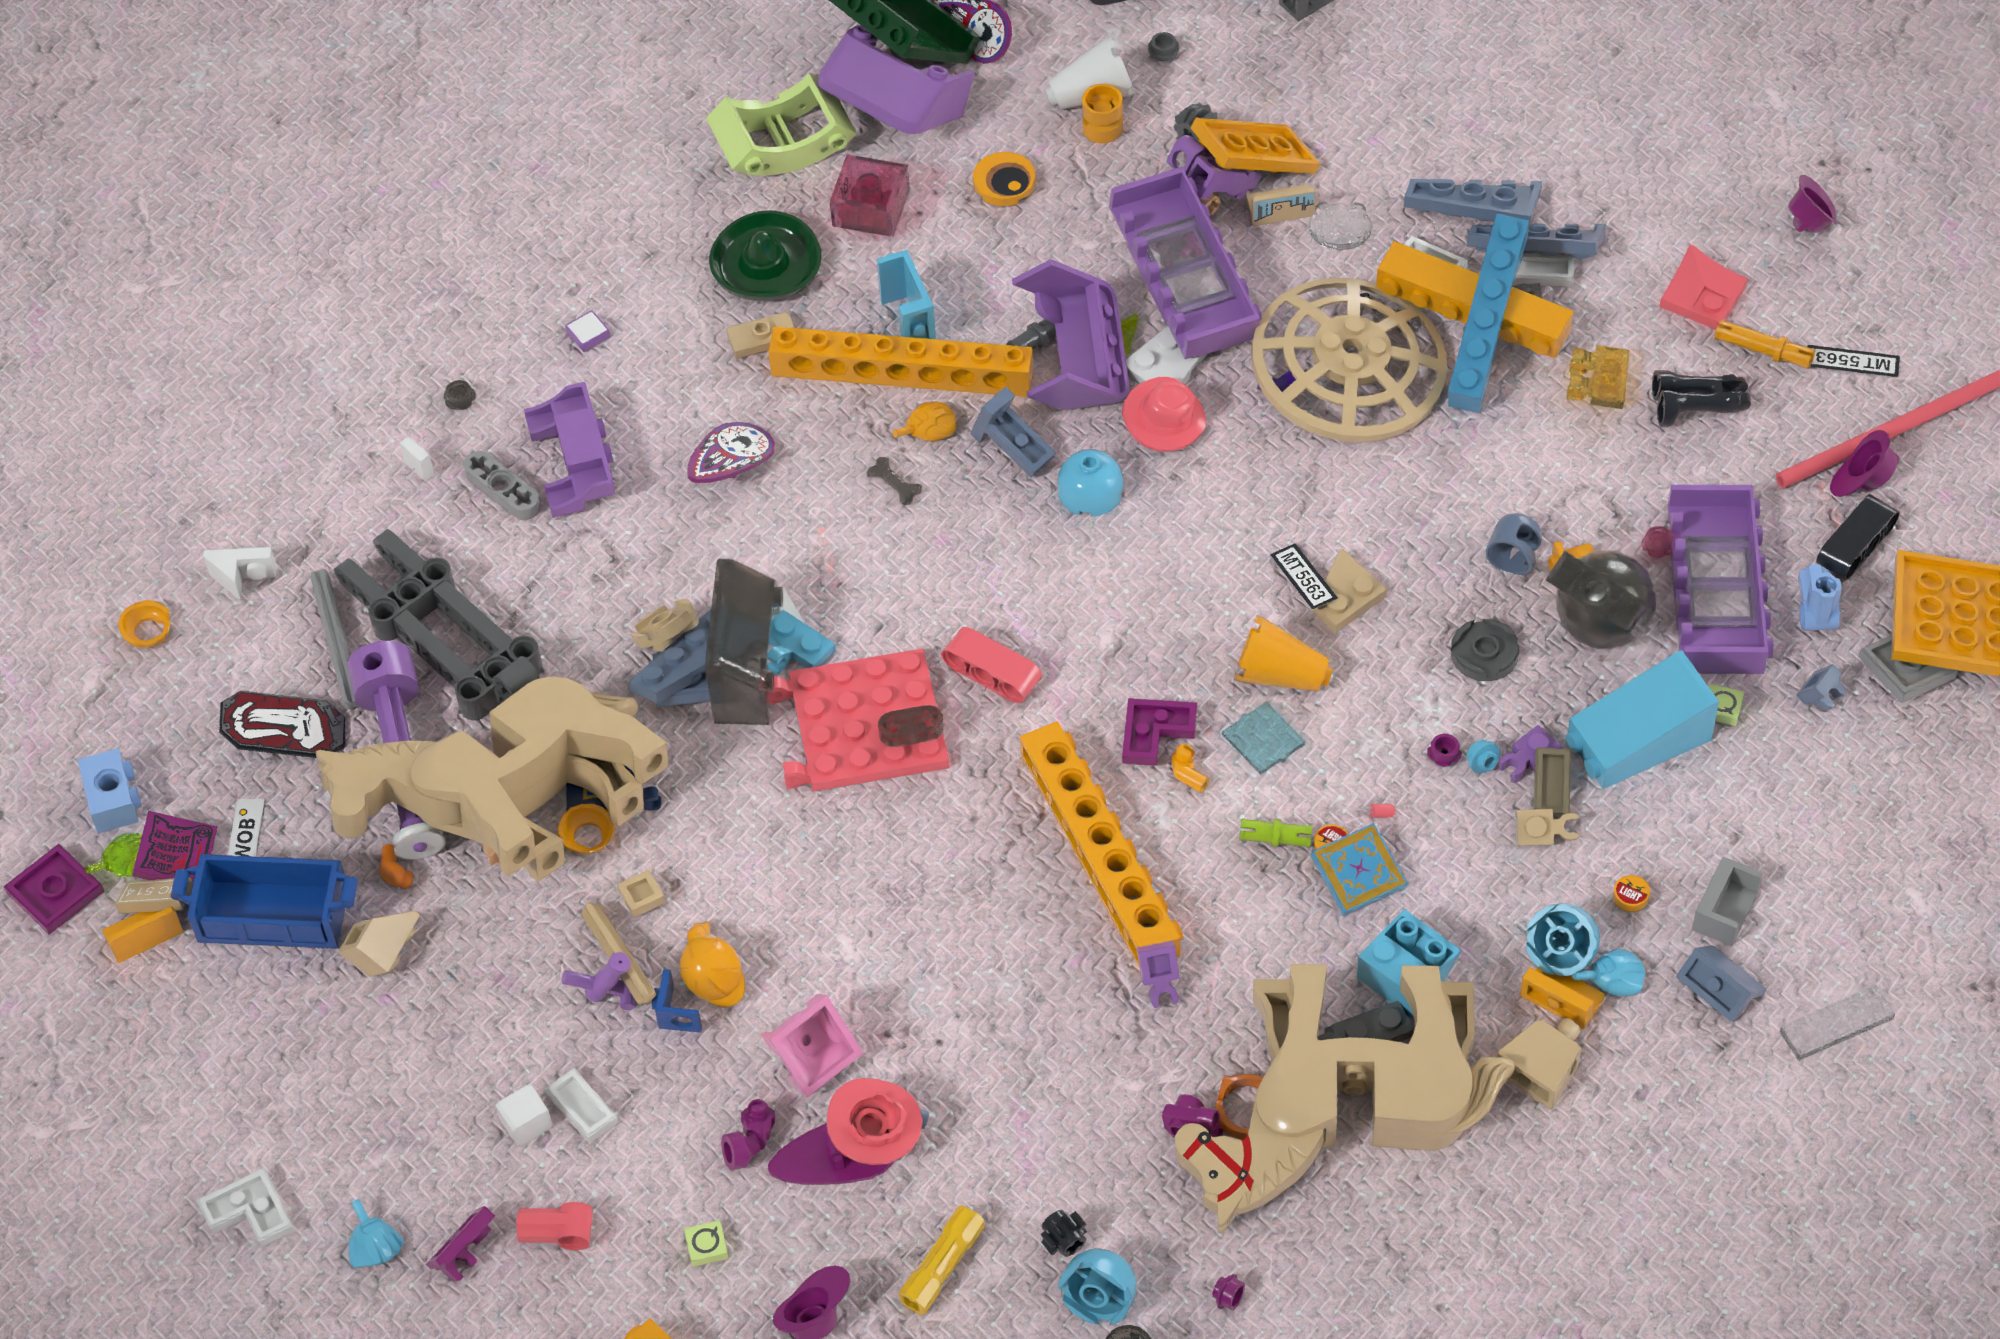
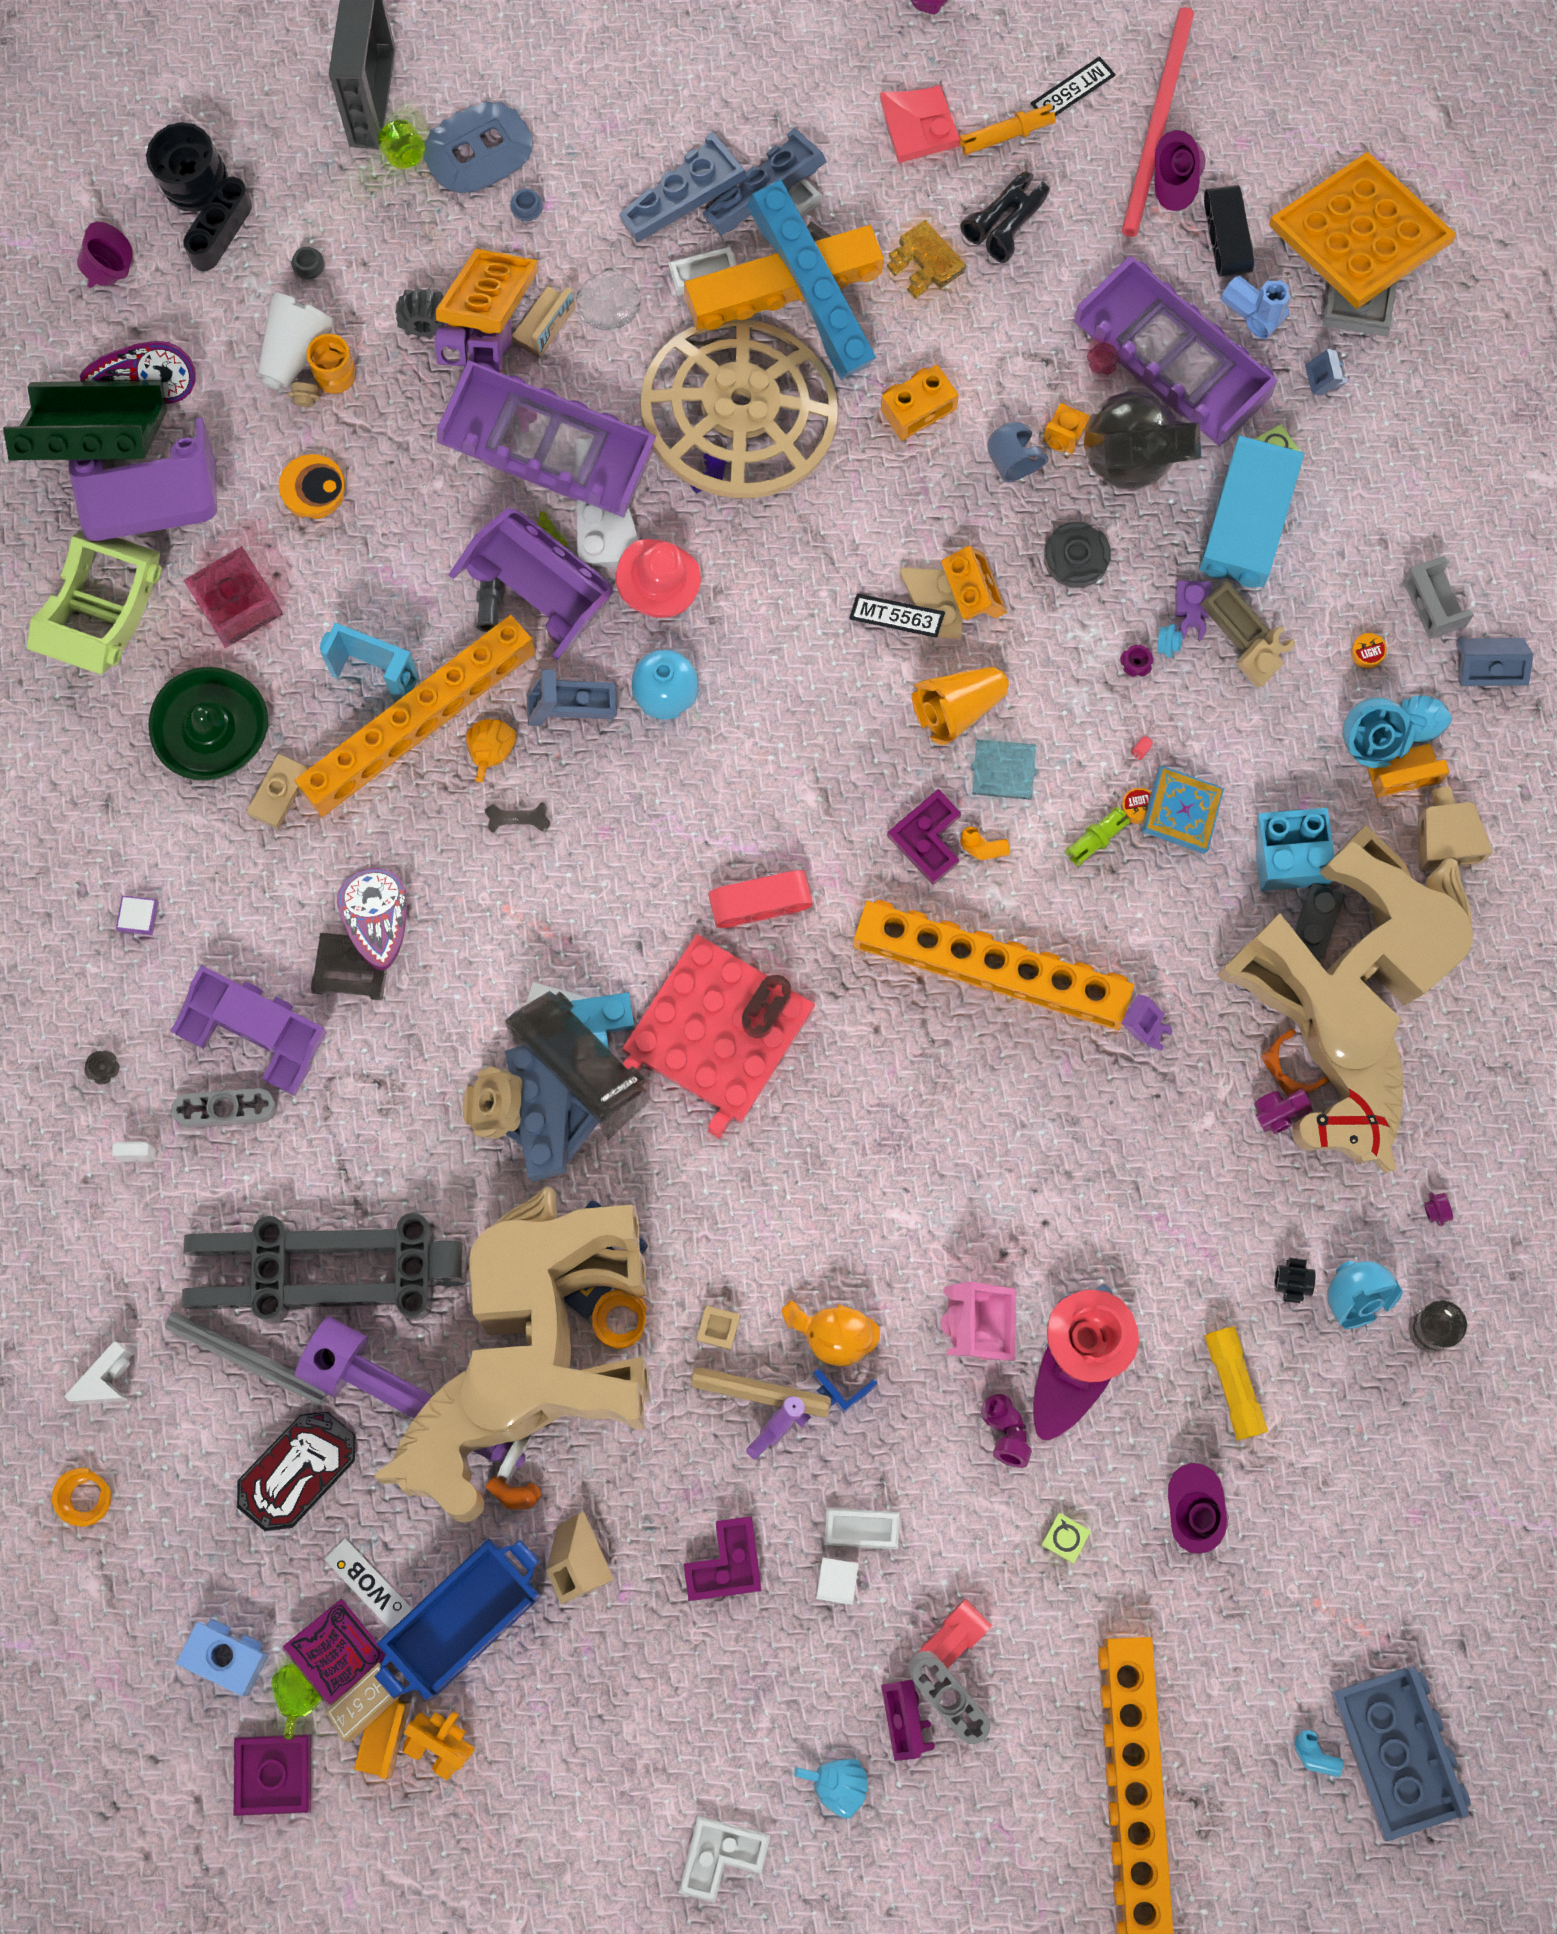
camera: 50 degrees left, 20 degrees up
(173, 962) = (442, 1739): none -> light orange hips
(470, 1046) = (735, 1570): none -> magenta plate
(515, 1263) = (949, 1713): none -> light grey beam
(675, 460) = (339, 954): none -> clear smoke plate
(1065, 120) = (304, 394): none -> tan plate
(1311, 24) = (401, 144): none -> clear neon green head
(1354, 125) = (526, 205): none -> sand blue plate
(1360, 82) = (489, 163): none -> sand blue piece
(1382, 600) = (973, 584): none -> light orange bracket
(1483, 458) = (919, 401): none -> light orange brick

